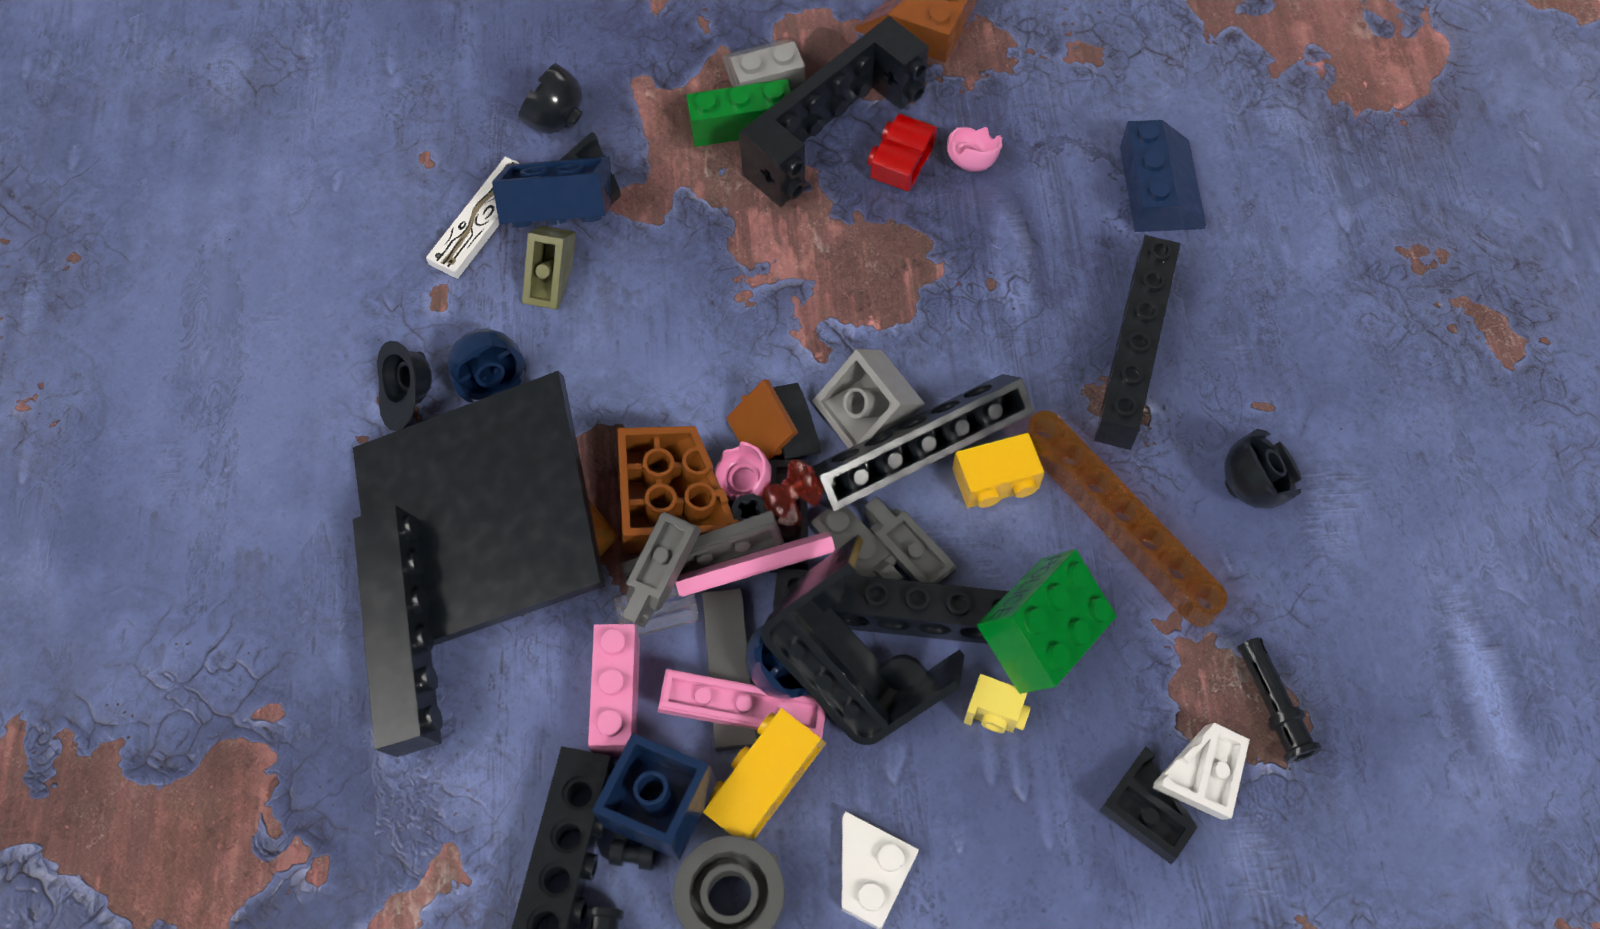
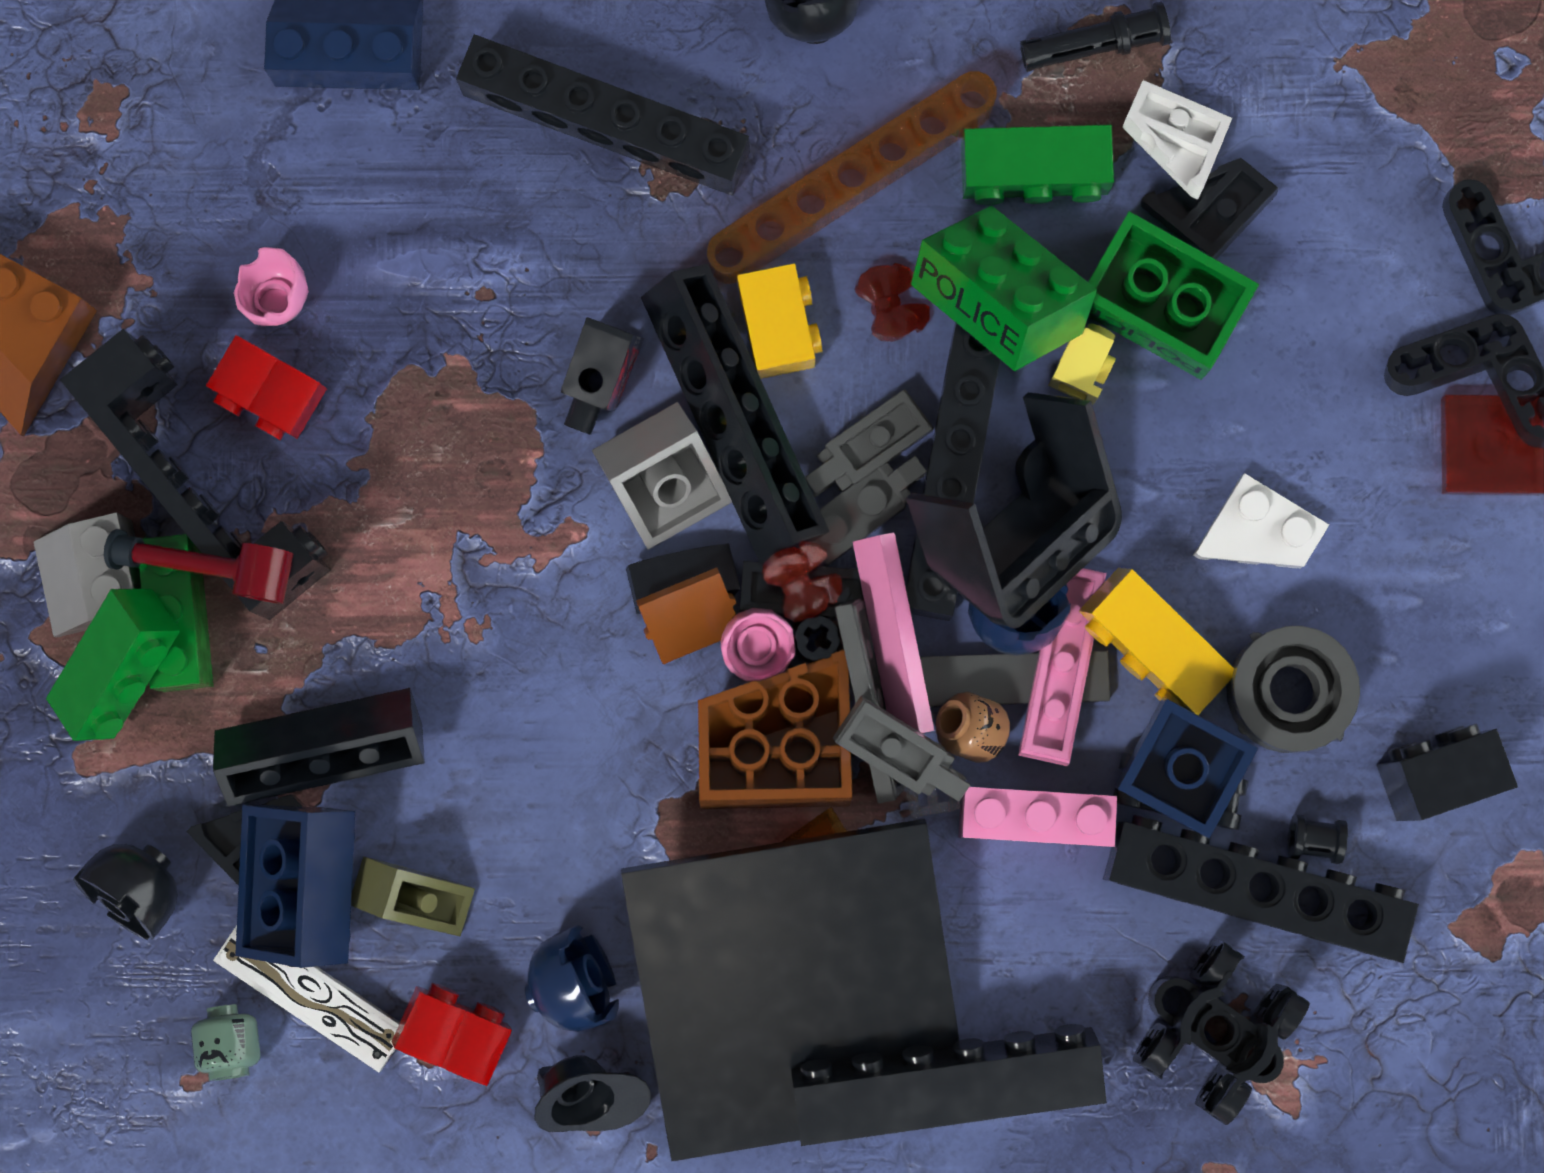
camera: 85 degrees left, 20 degrees up
(443, 825) = (1274, 1018): none -> black piece
(447, 165) = (225, 1043): none -> sand green head
(449, 296) = (452, 1034): none -> red brick
(652, 199) = (318, 747): none -> black brick
(685, 634) = (972, 727): none -> medium nougat head
(701, 70) = (112, 664): none -> green brick
(766, 125) = (257, 572): none -> dark red piece
(943, 349) = (601, 350): none -> black torso
(1013, 557) = (881, 288): none -> clear red piece
(1064, 766) = (1168, 296): none -> green brick
(1160, 657) = (1037, 163): none -> green brick

